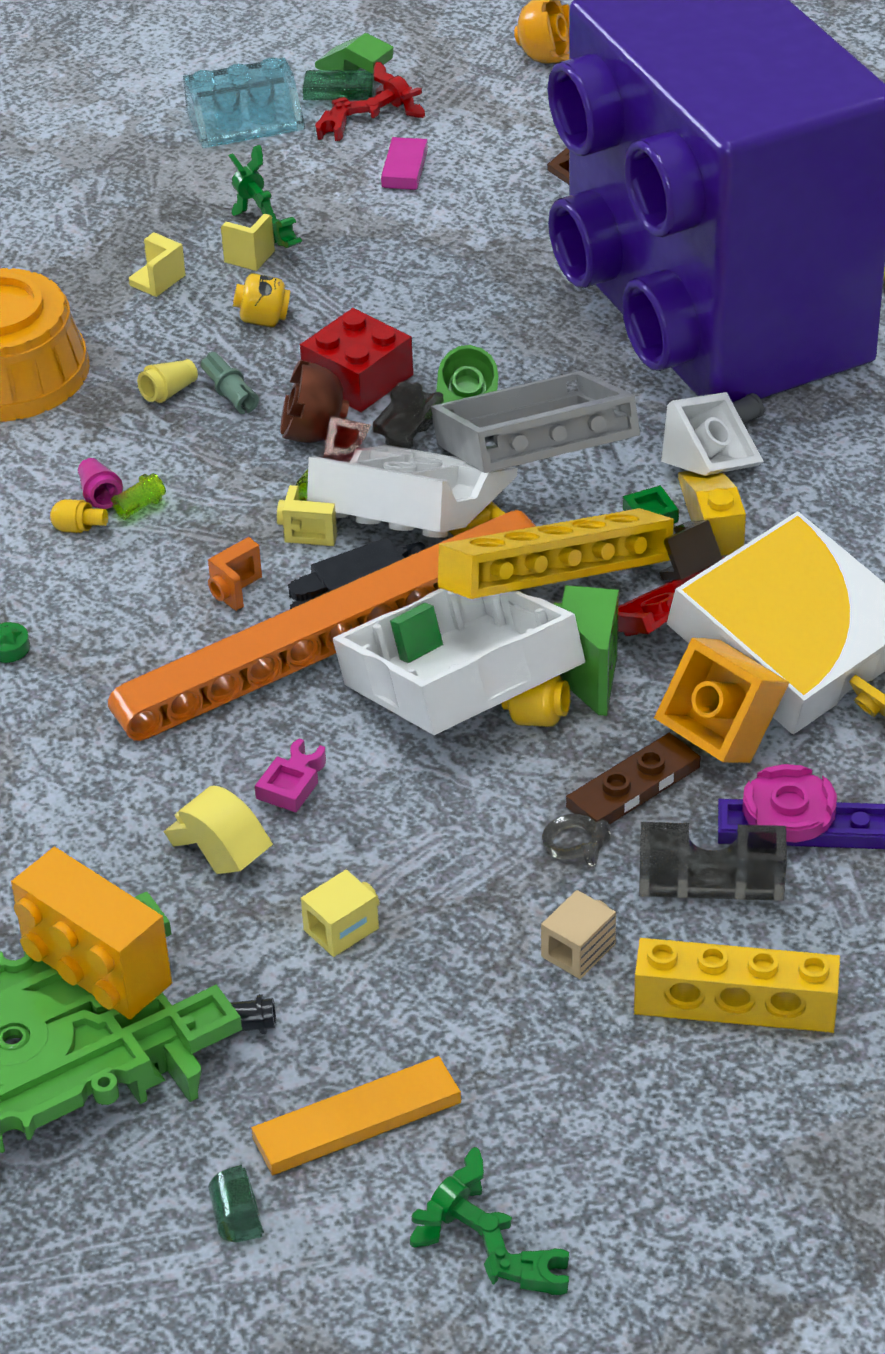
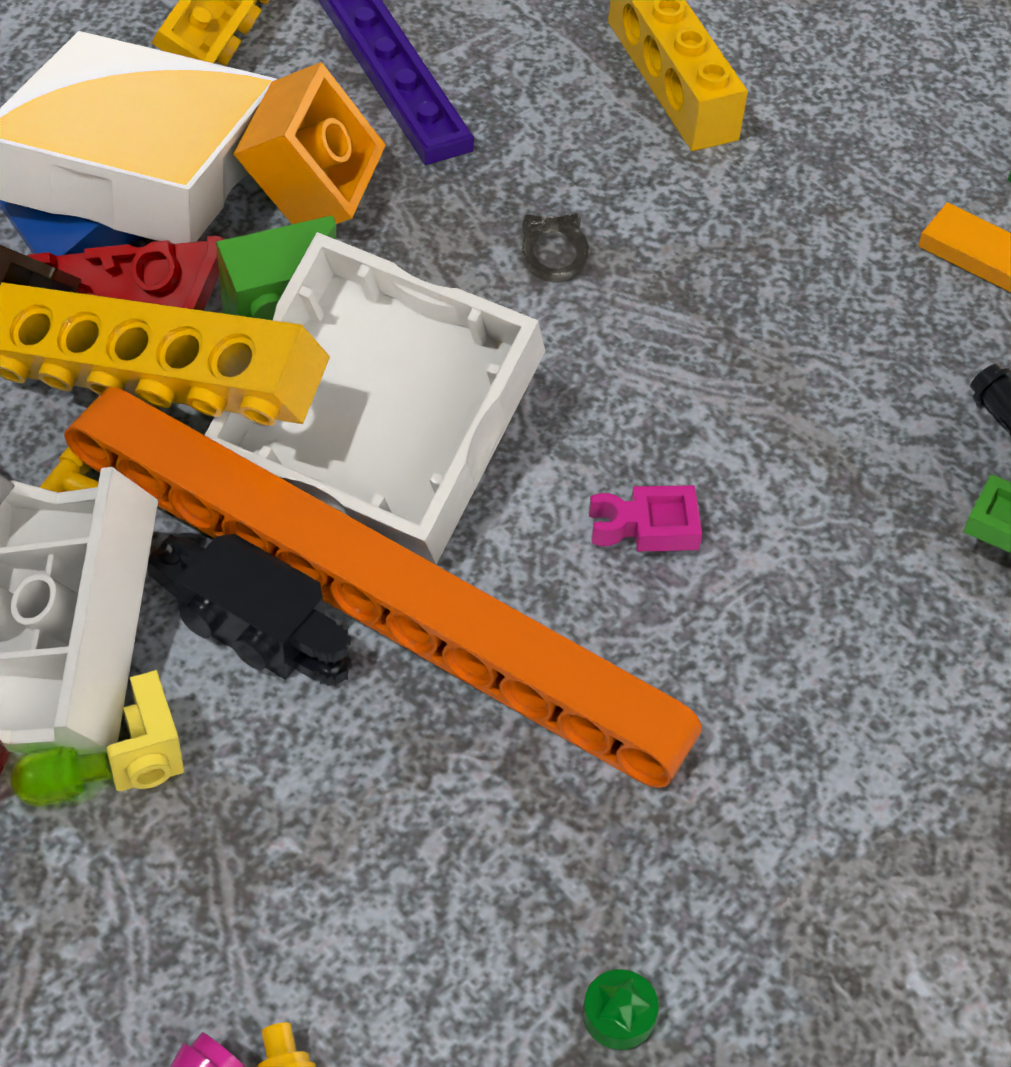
camera: 125 degrees left, 10 degrees up
(146, 491) = (194, 1009): clear neon green pin -> none
(221, 828) = (801, 539): light yellow brick -> none
(233, 571) = (317, 772): orange bracket -> none
(340, 912) = (817, 375): light yellow brick -> none
(416, 632) = (344, 473): green tile -> none
(578, 934) = (694, 183): tan brick -> none
(634, 780) = (438, 230): reddish brown plate -> none
(745, 870) = (553, 131): clear smoke arch -> none
(792, 799) = (406, 88): dark pink tile -> none

